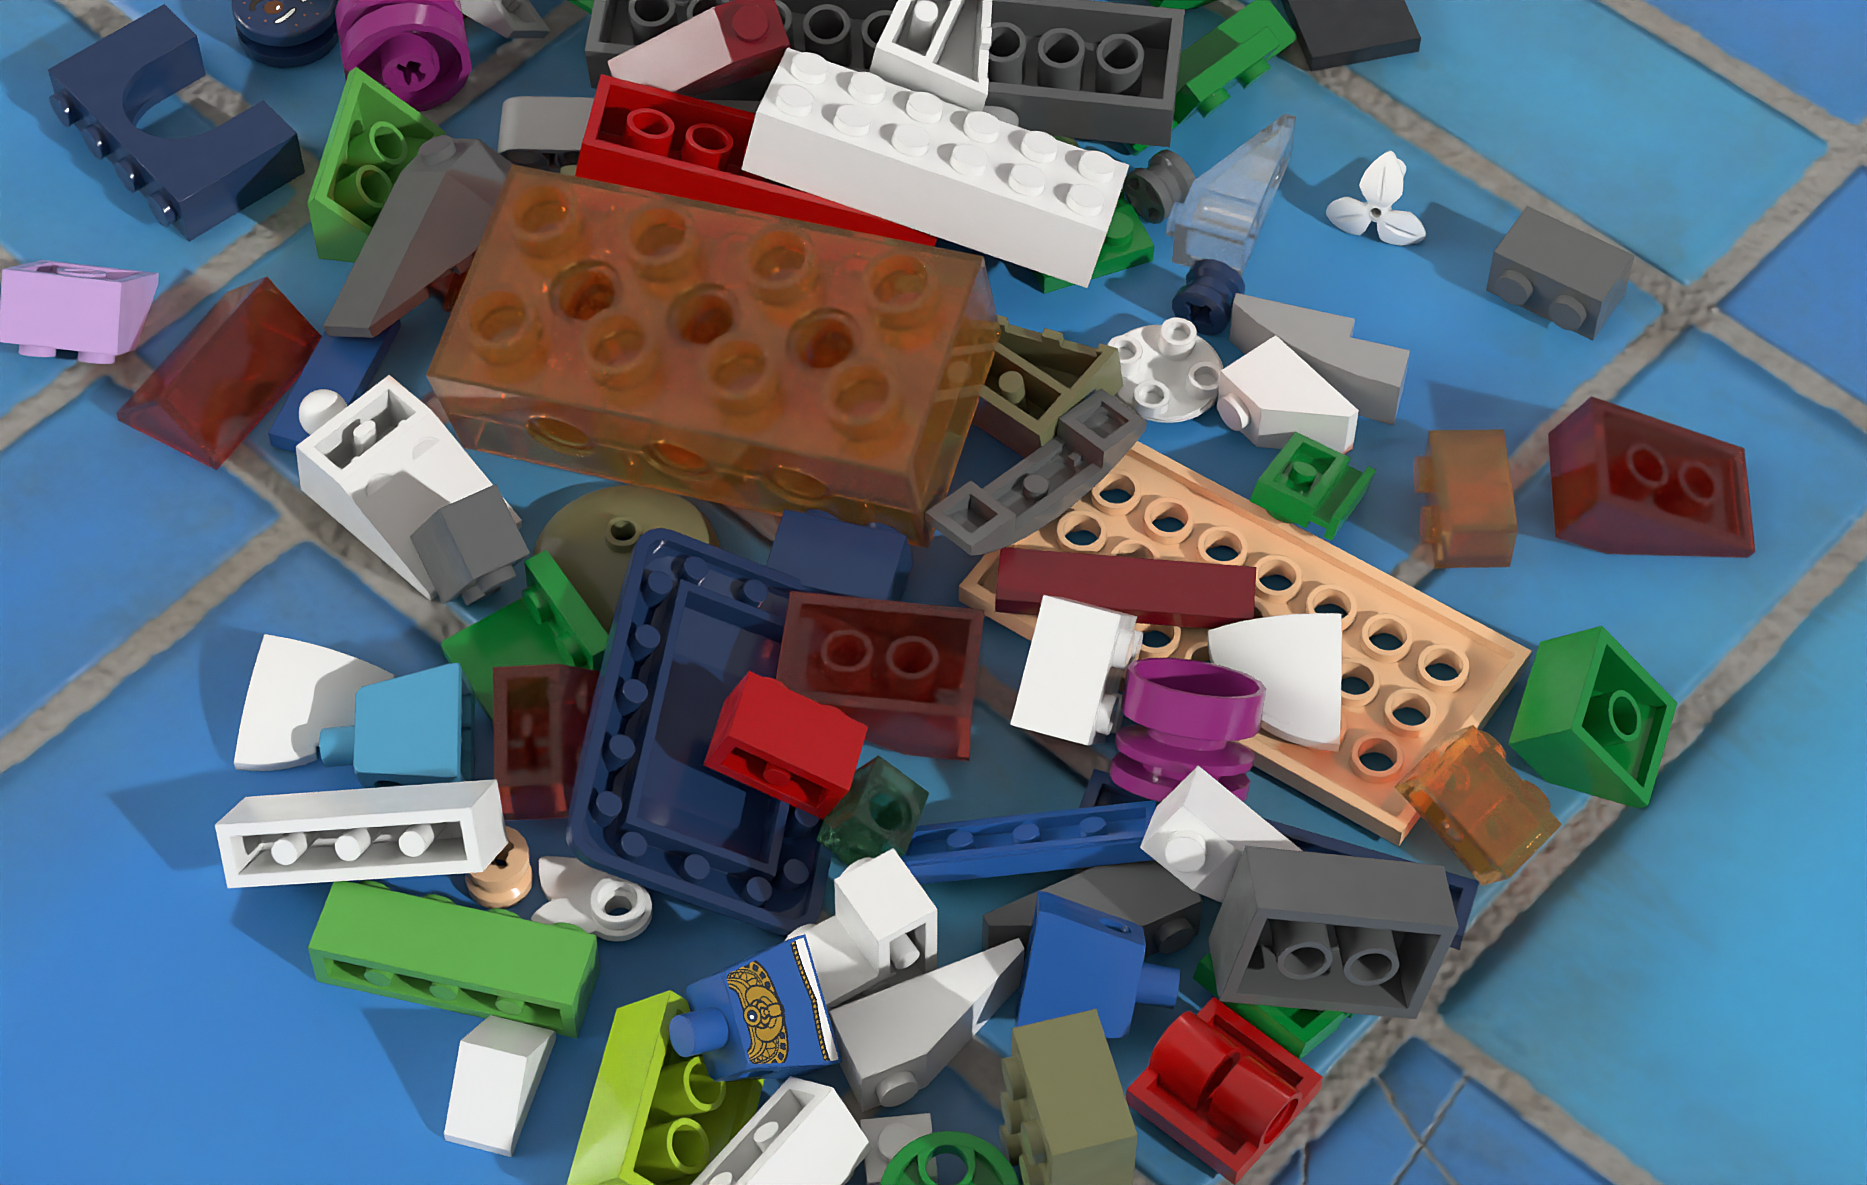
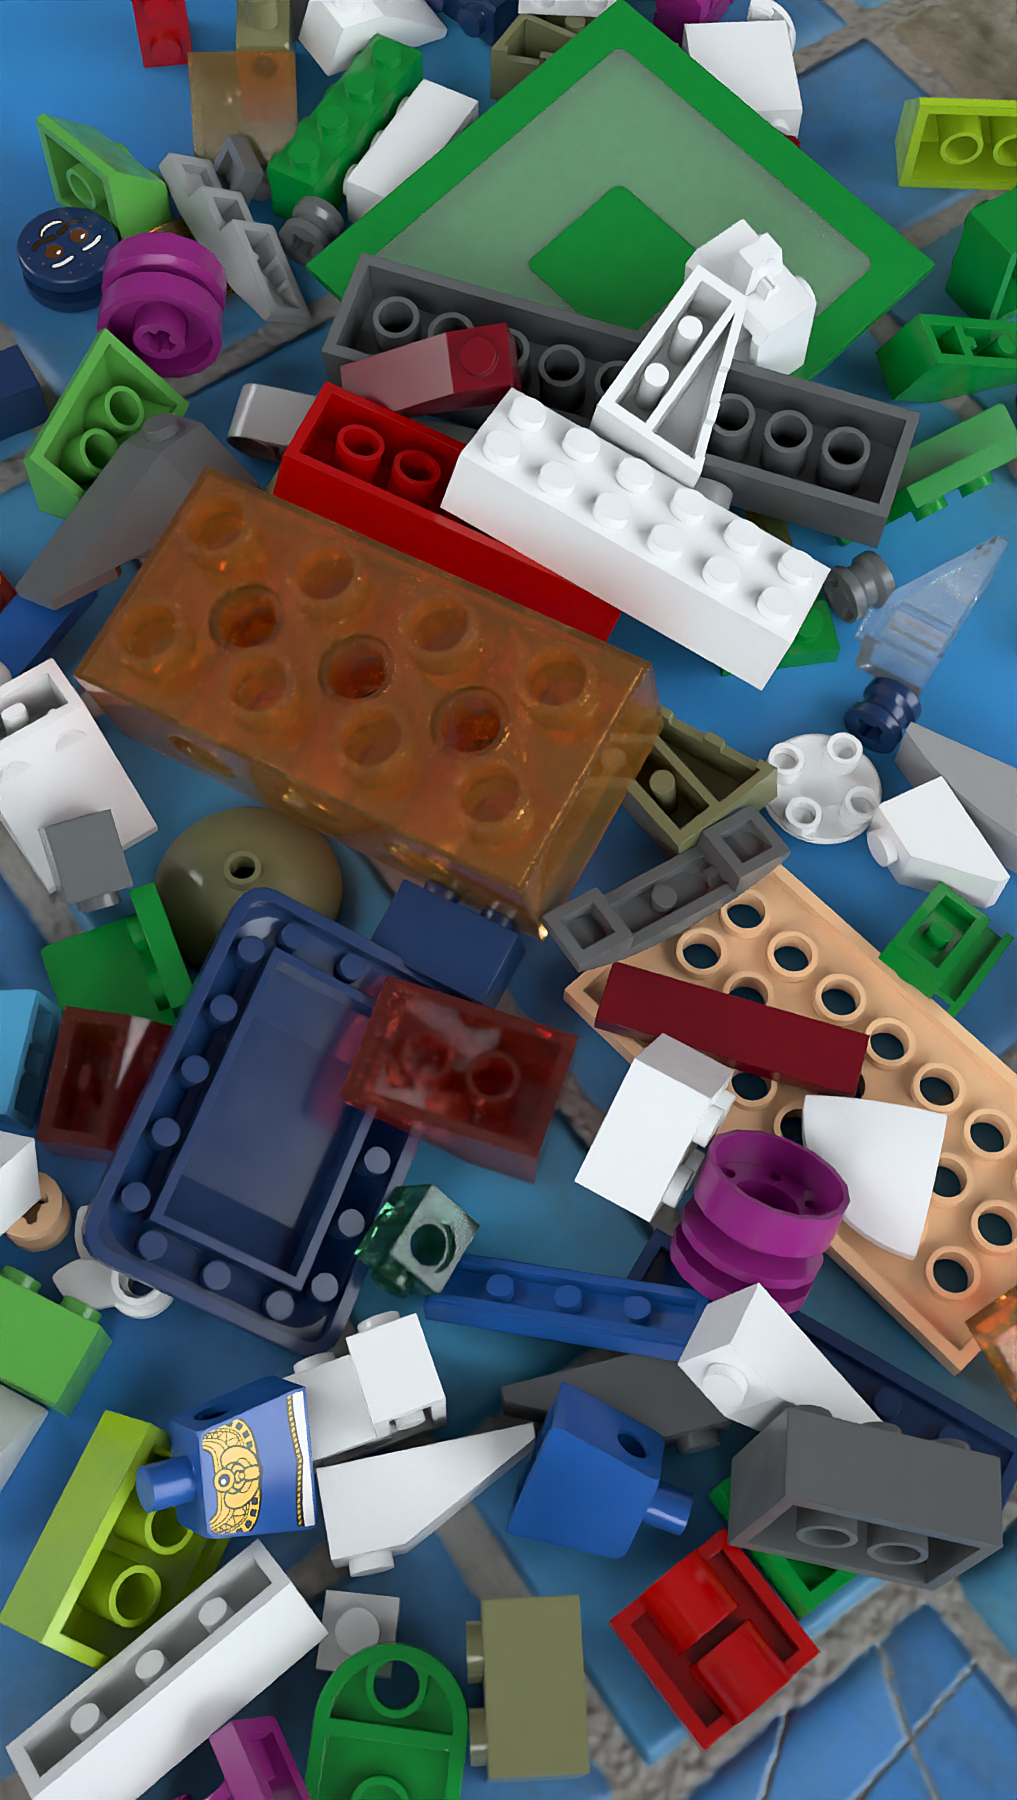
camera: 10 degrees right, 10 degrees up
(786, 745) = (341, 1152): red brick -> none

